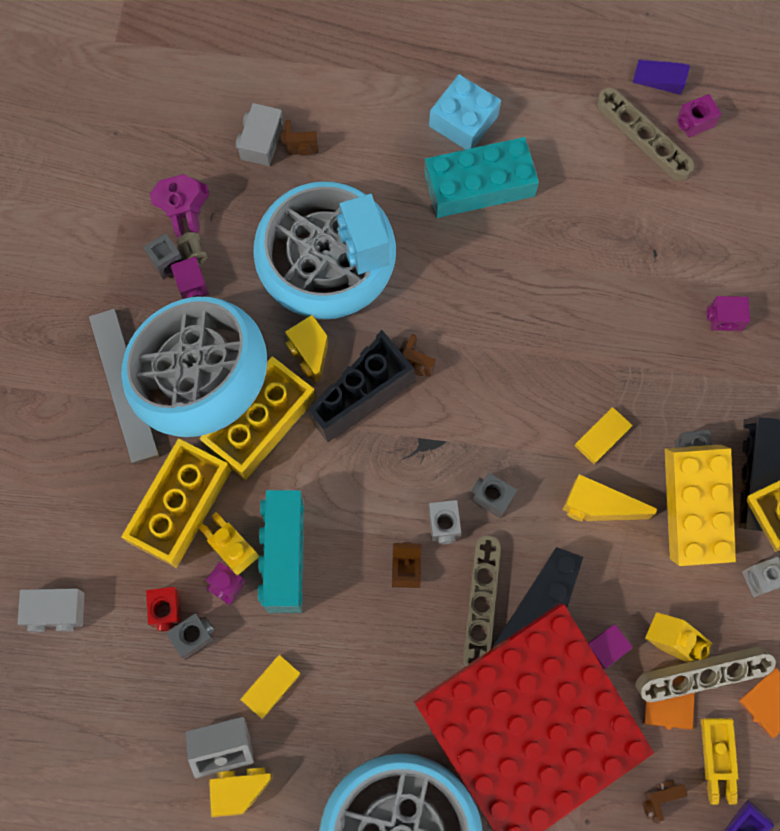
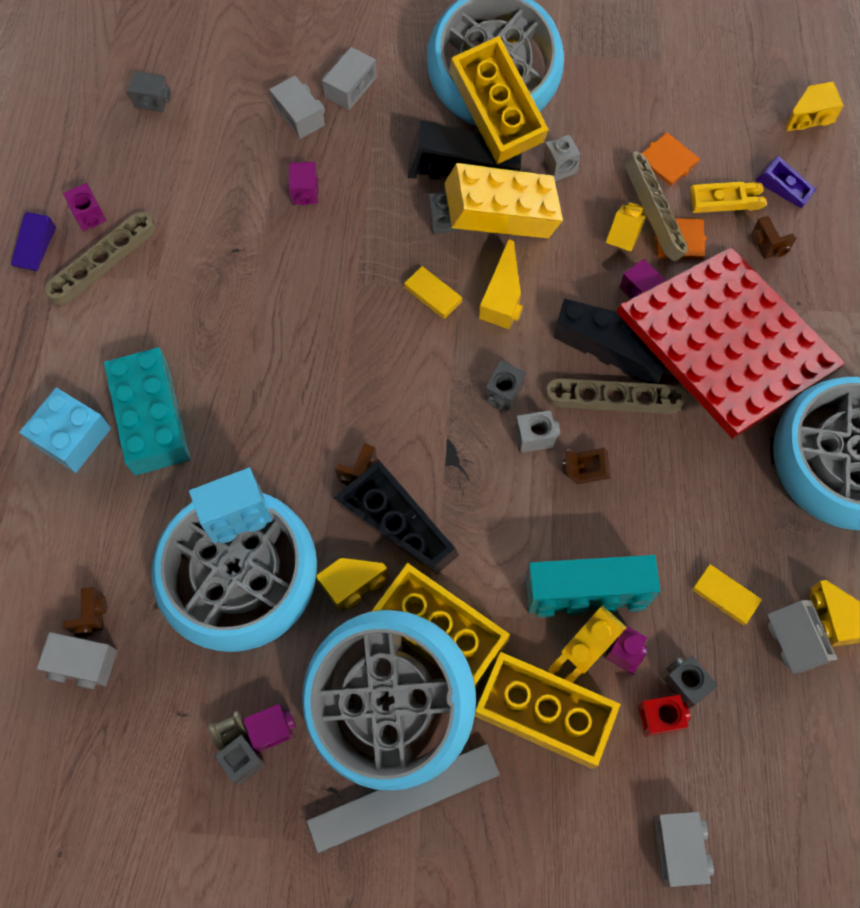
camera: 90 degrees left, 5 degrees down
(180, 199) = (169, 747): magenta hinge -> none

